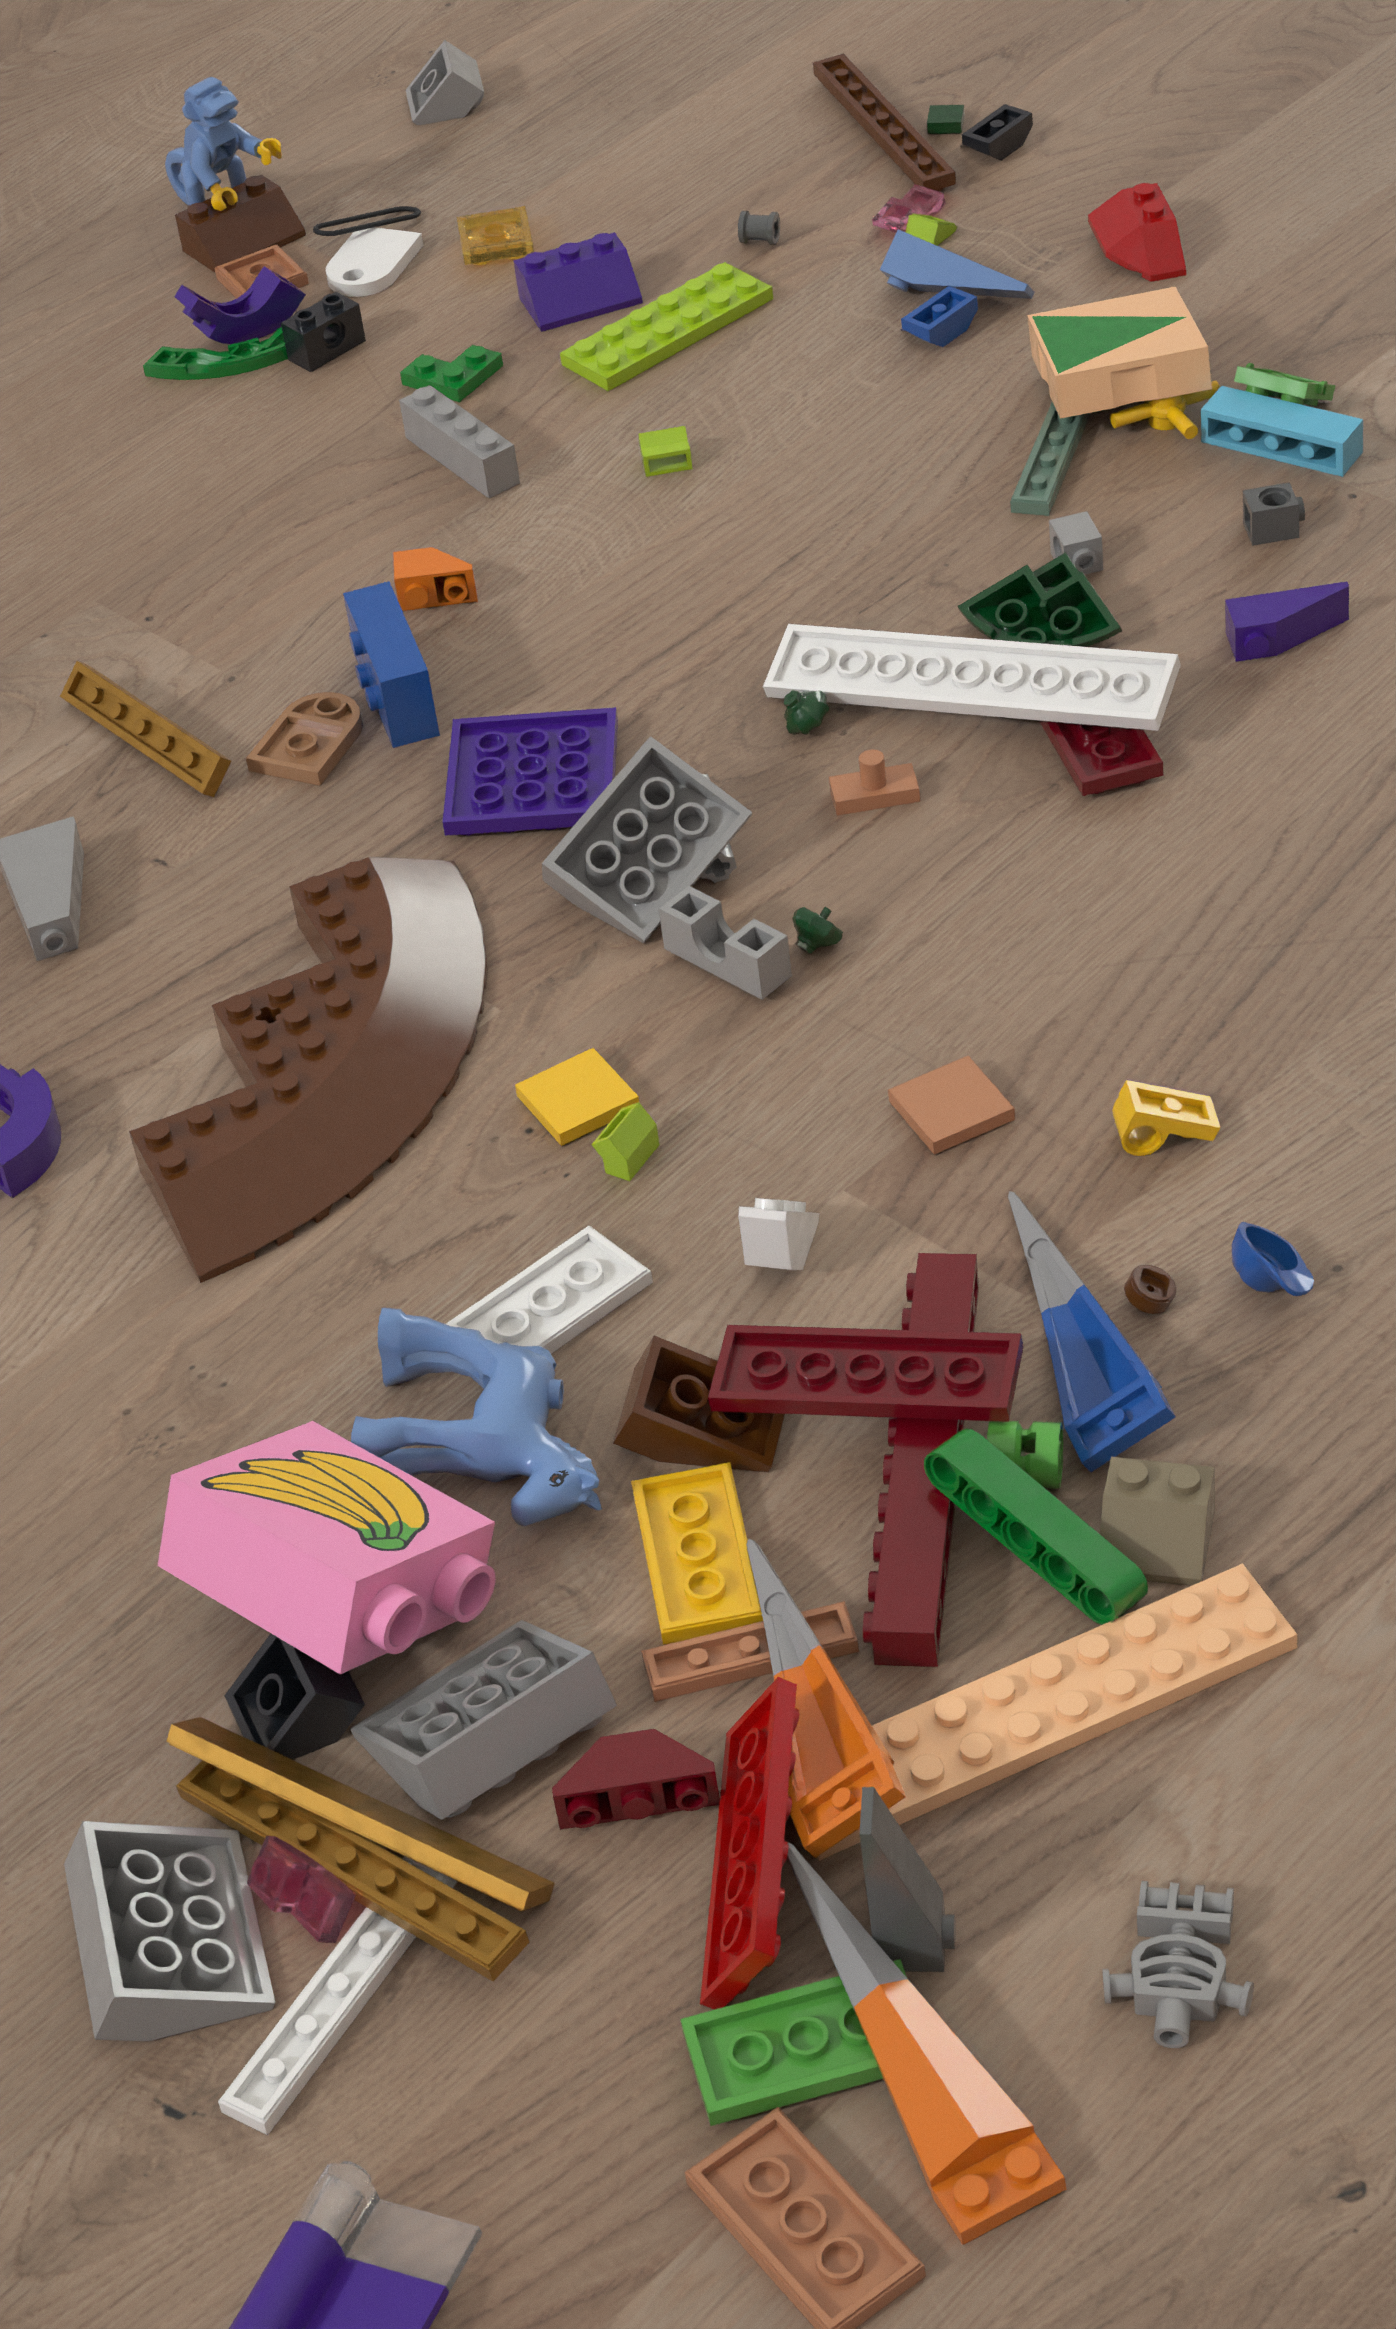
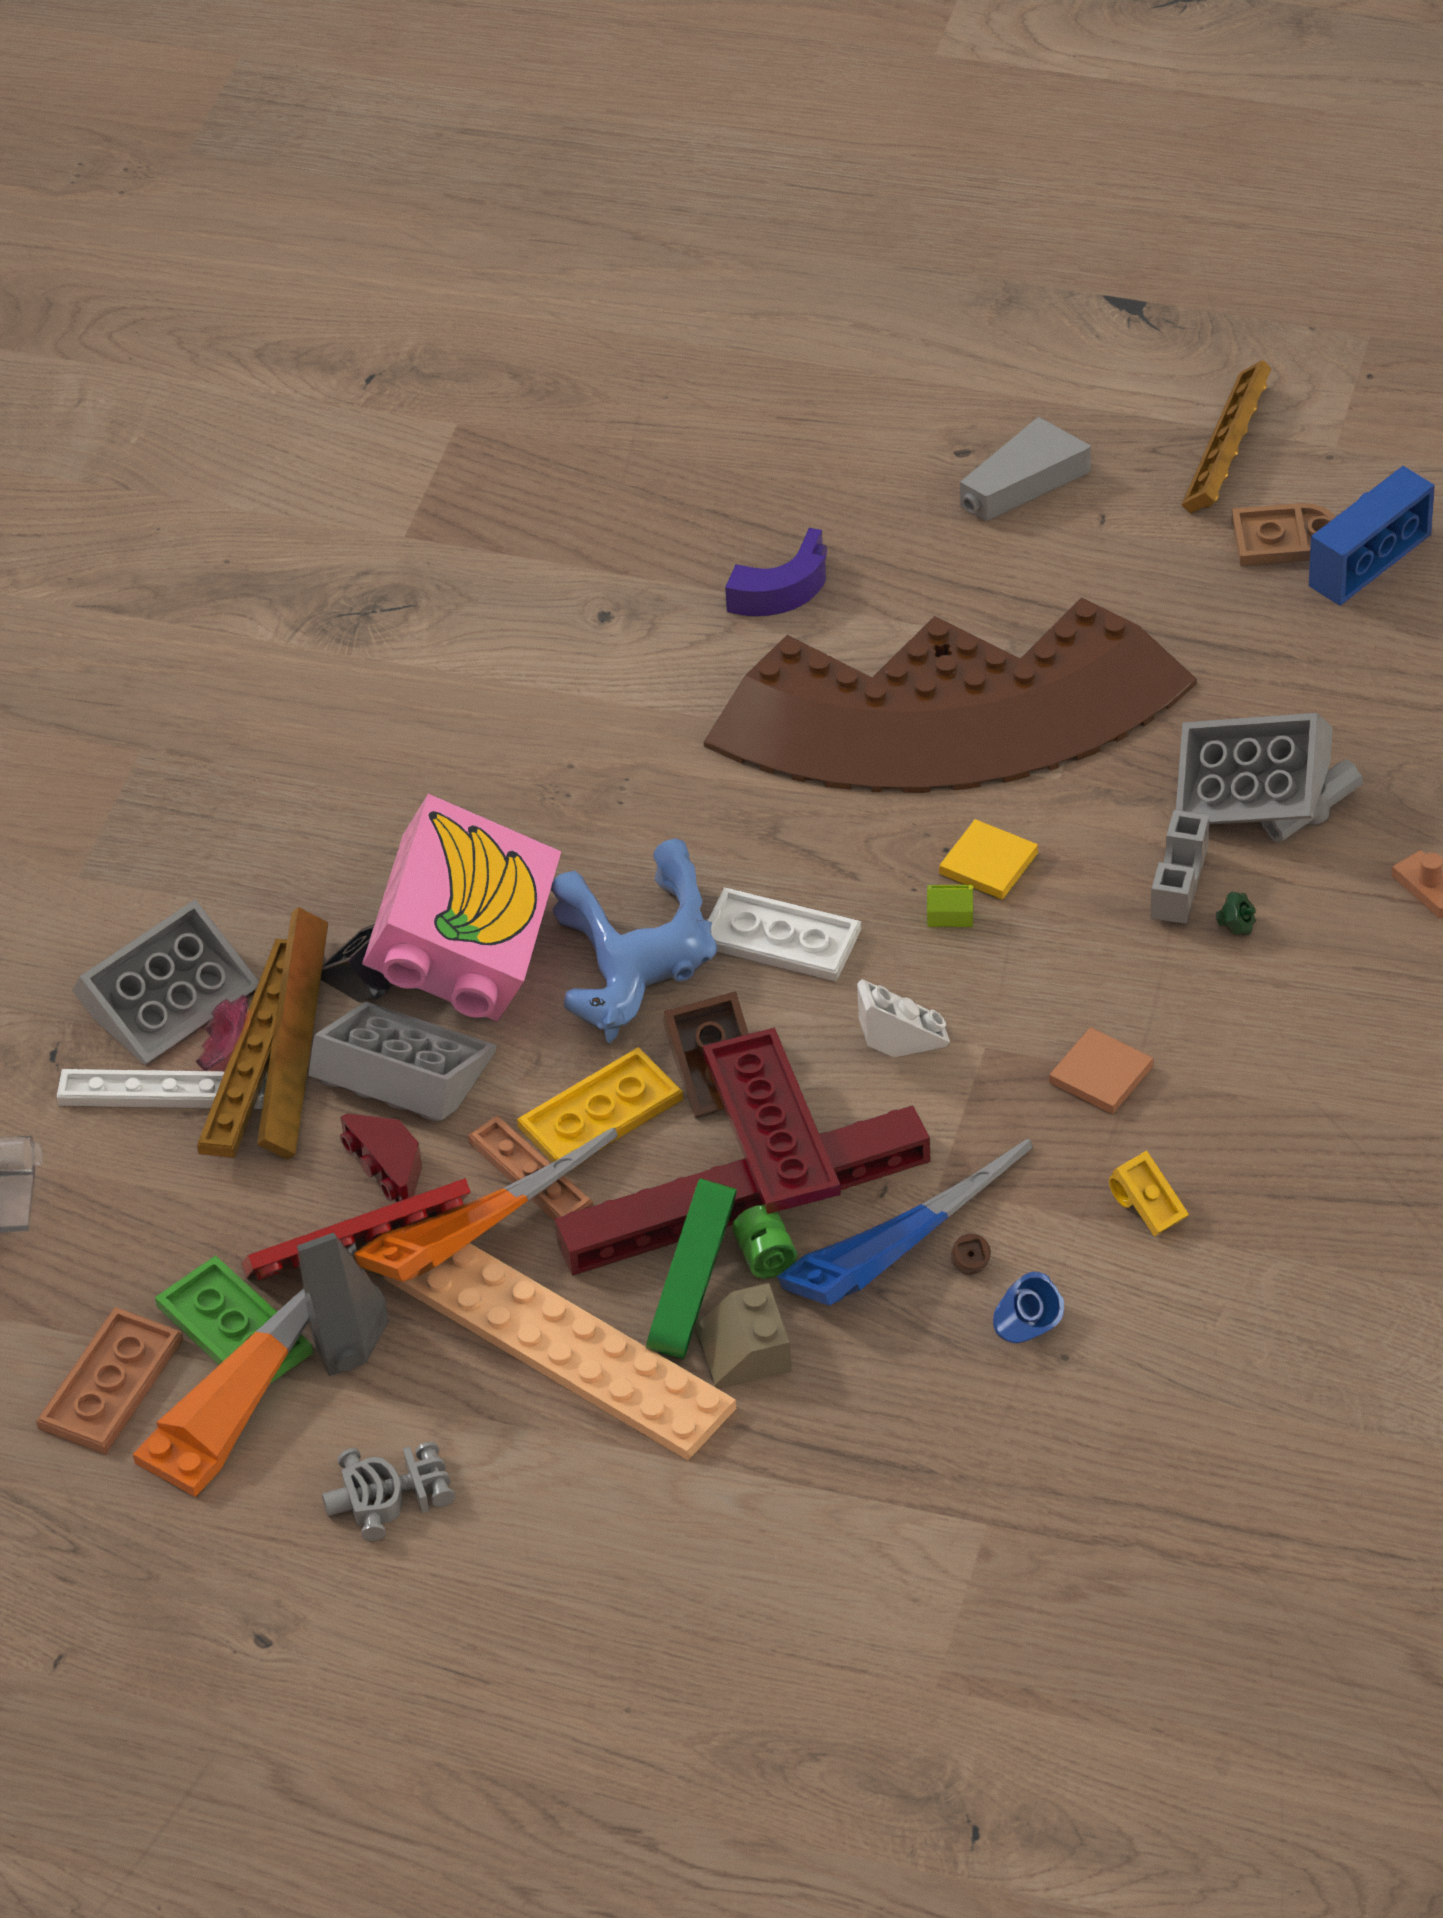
camera: 60 degrees right, 5 degrees up
(527, 770) = (1320, 667): dark purple plate -> none

